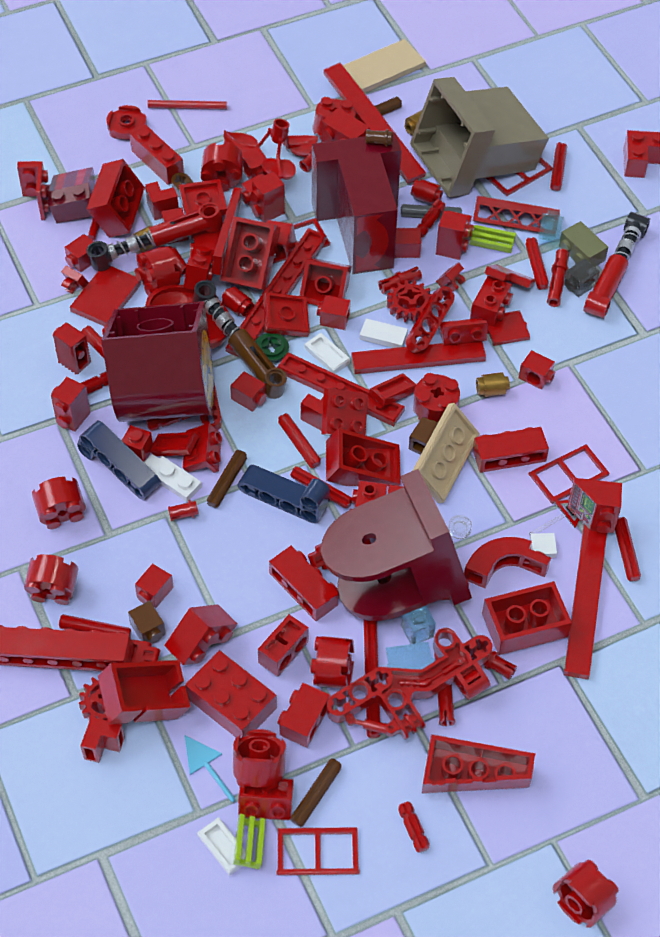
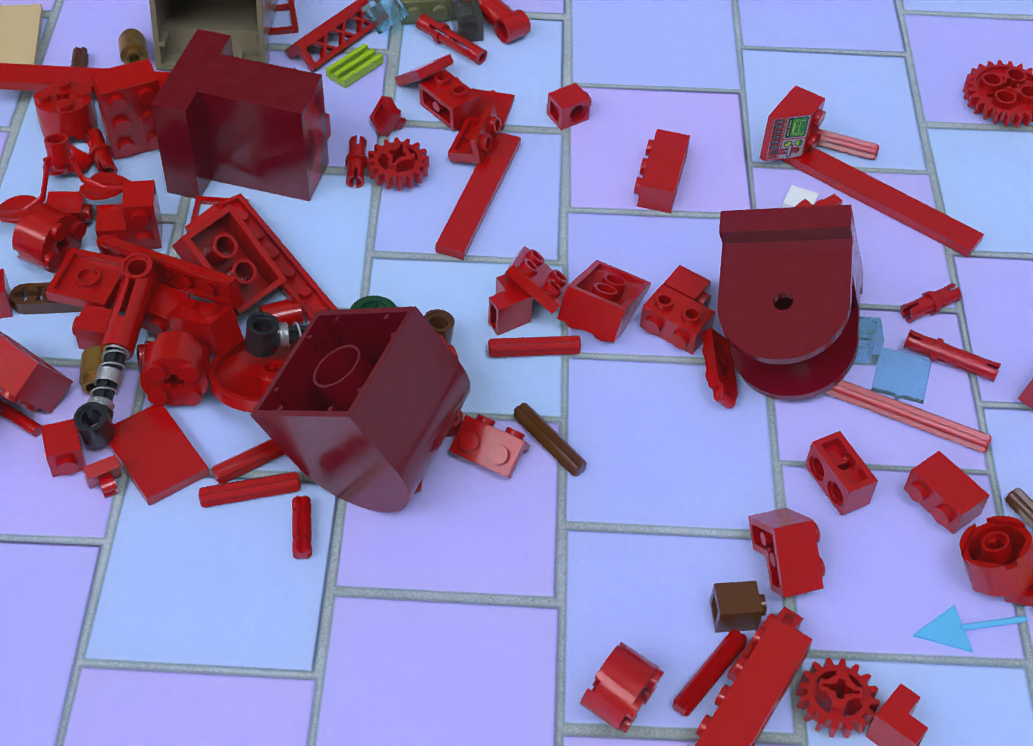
camera: 65 degrees left, 5 degrees down
(59, 502) = (496, 629): red brick -> none
(70, 404) = (336, 553): red brick -> none
(71, 348) = (236, 516): red brick -> none
(118, 458) = (455, 535): dark blue beam -> none
(138, 441) = (445, 508): red brick -> none
(142, 691) = (874, 649): red piece -> none
(153, 585) = (681, 576): red brick -> none
(160, 200) = (45, 329): red piece -> none
(174, 444) = (469, 468): red tile -> none
(174, 477) = (510, 496): white hinge -> none
(183, 510) = (577, 495): red pin -> none
(231, 695) = (888, 556): red brick -> none
(286, 314) = (336, 278): red plate -> none
(301, 501) = (616, 385): dark blue beam -> none
(304, 582) = (752, 422): red brick -> none
(320, 379) = (476, 279): red tile -> none
(324, 279) = (313, 224): red slope -> none
(327, 353) = (417, 269): white tile -> none
(333, 663) = (889, 432): red brick -> none
(334, 312) = (366, 234): red brick -> none
(335, 495) = (616, 353): red axle -> none
(379, 137) = (206, 35): reddish brown pin -> none
(383, 333) = (424, 208): white tile -> none
(393, 389) = (517, 230): red tile -> none
(421, 435) = (604, 230): reddish brown brick -> none
(429, 318) = (444, 154): red beam -> none
(433, 396) = (560, 198): red brick -> none
(446, 452) = (644, 218): tan tile -> none
(453, 234) = (340, 83): red brick -> none
(453, 666) = (955, 387): red beam -> none
(492, 384) = (565, 148): pearl gold brick -> none
(526, 618) = (899, 247): red brick -> none
(533, 474) = (734, 144): red window -> none
(537, 263) = (414, 46): red axle -> none
(562, 505) = (773, 165): clear piece -> none

